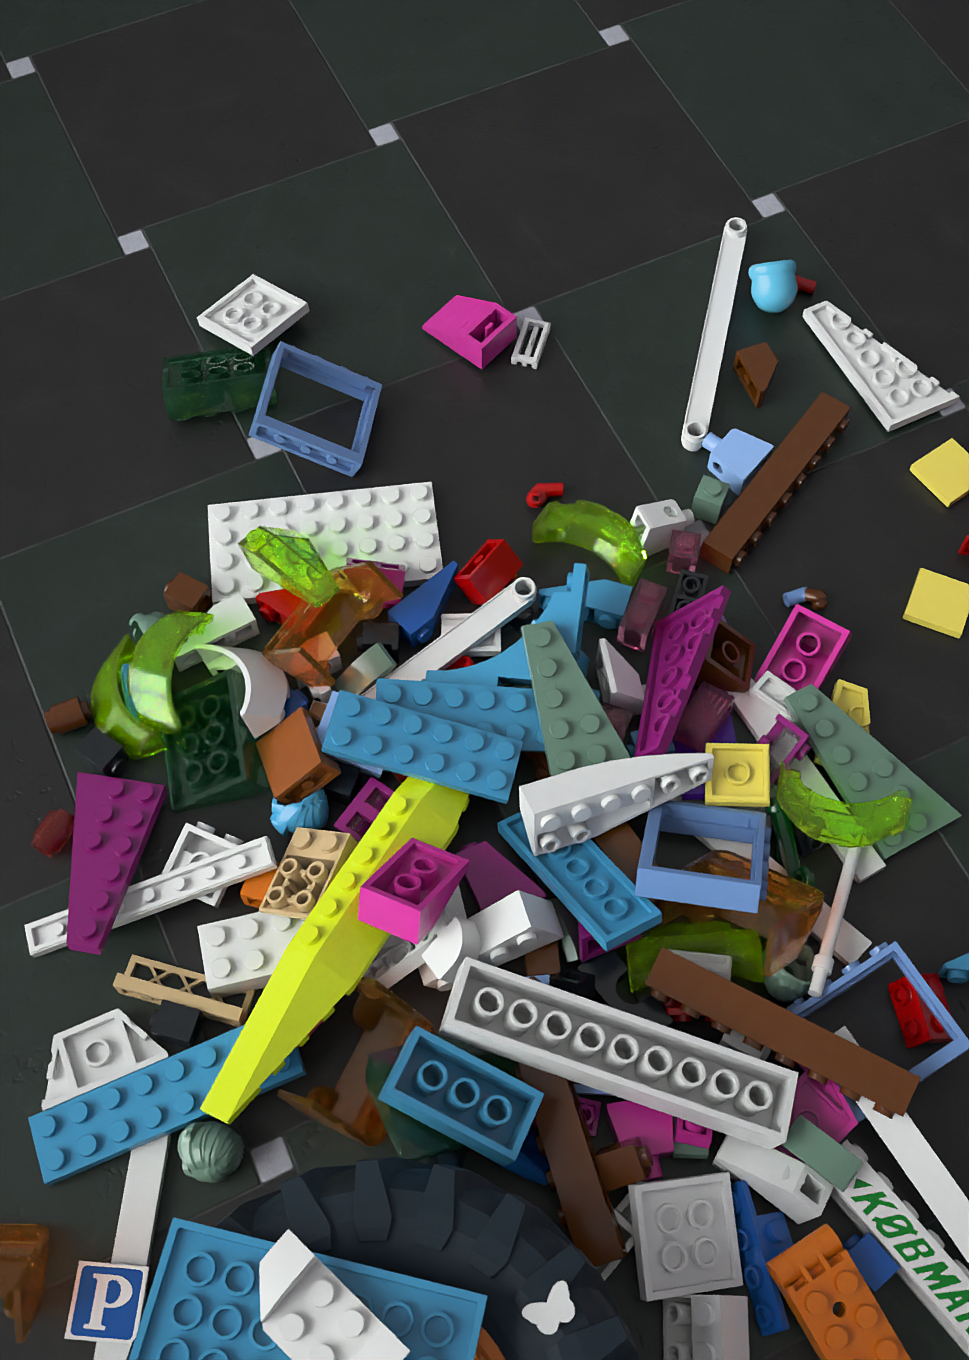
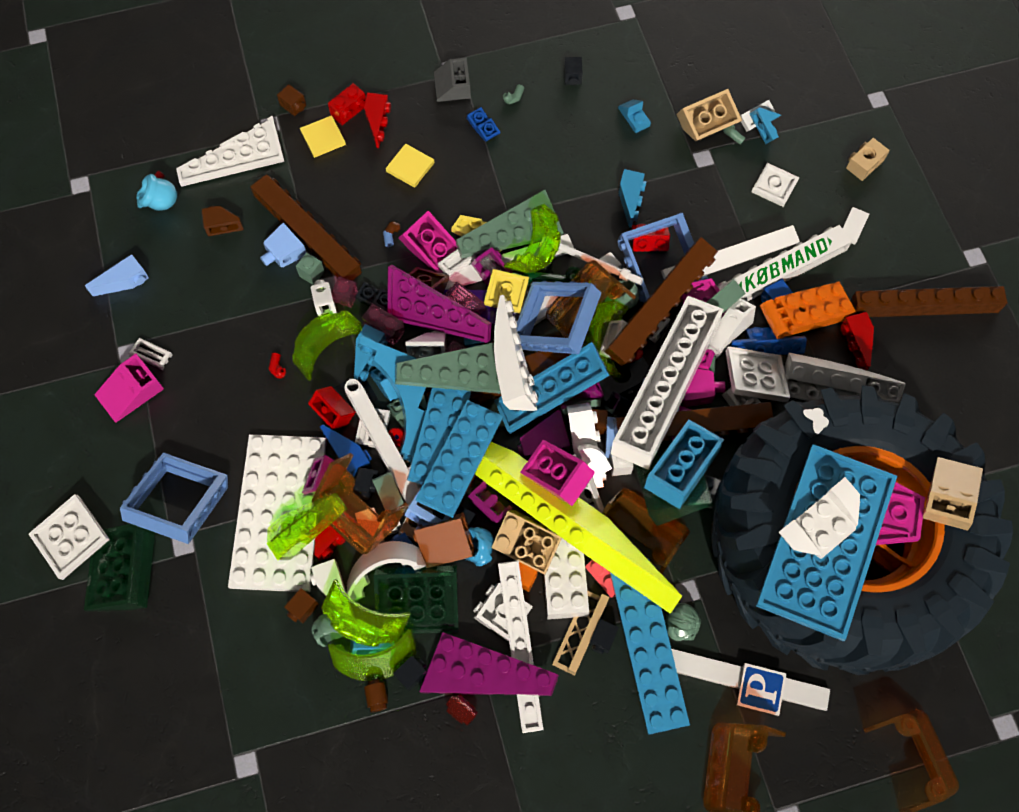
camera: 80 degrees left, 5 degrees up
(97, 1055) = (616, 688): white wing -> none
(623, 1163) = (719, 394): reddish brown brick -> none
(638, 282) = (120, 277): none -> light blue slope
(714, 335) = (178, 238): white piece -> none

